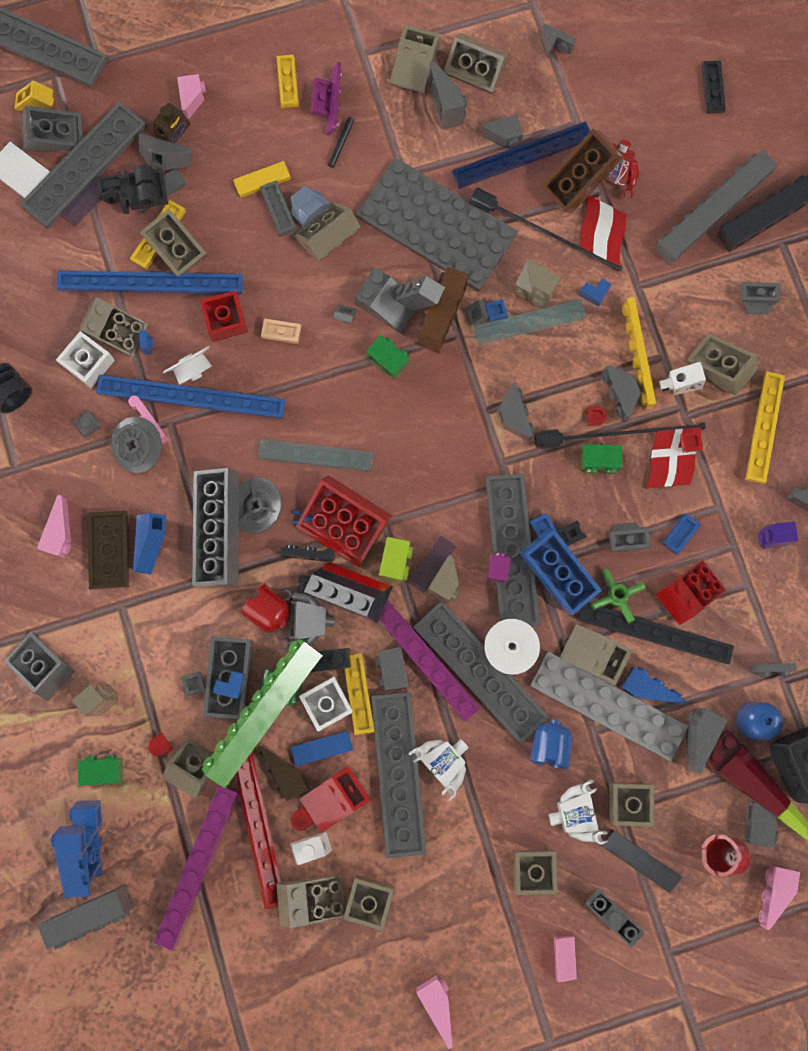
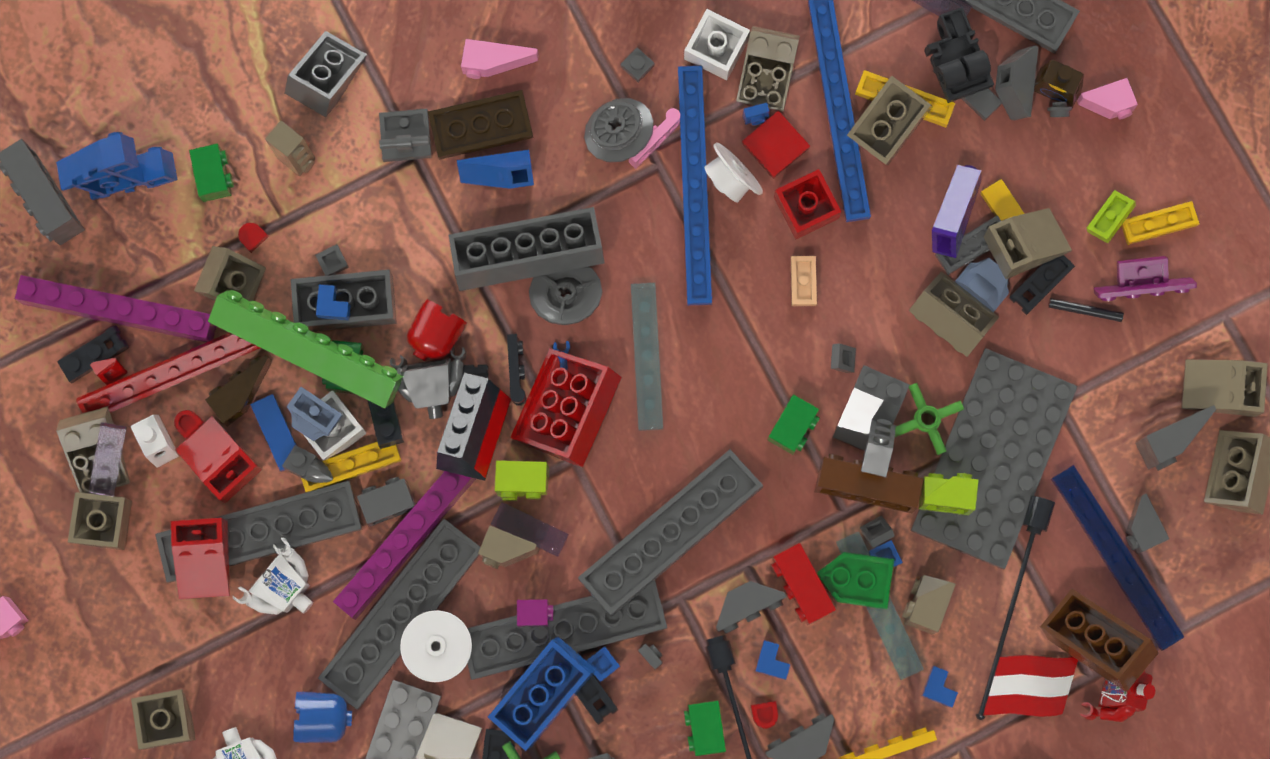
camera: 85 degrees right, 0 degrees up
(104, 610) = (405, 135): none -> dark grey plate
(172, 333) = (775, 144): none -> red tile
(190, 130) = (1059, 109): none -> dark grey plate
(230, 891) = (78, 362): none -> black plate
(246, 879) = (108, 370): none -> red slope
(252, 211) = (955, 211): none -> slope
(276, 110) = (1111, 216): none -> lime plate
(285, 168) = (1026, 241): none -> dark tan slope
(315, 166) = (1042, 282): none -> black plate
(317, 713) = (312, 415): none -> sand blue slope
(321, 888) = (107, 459): none -> clear purple tile
(354, 726) = (307, 466): none -> dark grey plate
(401, 256) = (936, 414): none -> bright green bar
(414, 822) = (201, 557): none -> slope
(454, 459) = (670, 532): none -> dark grey plate
(462, 249) = (950, 495): none -> lime slope
(507, 371) = (802, 584): none -> red brick
(510, 330) = (859, 579): none -> green tile
(542, 488) = (651, 655): none -> dark grey plate
(559, 407) = (767, 663): none -> blue piece

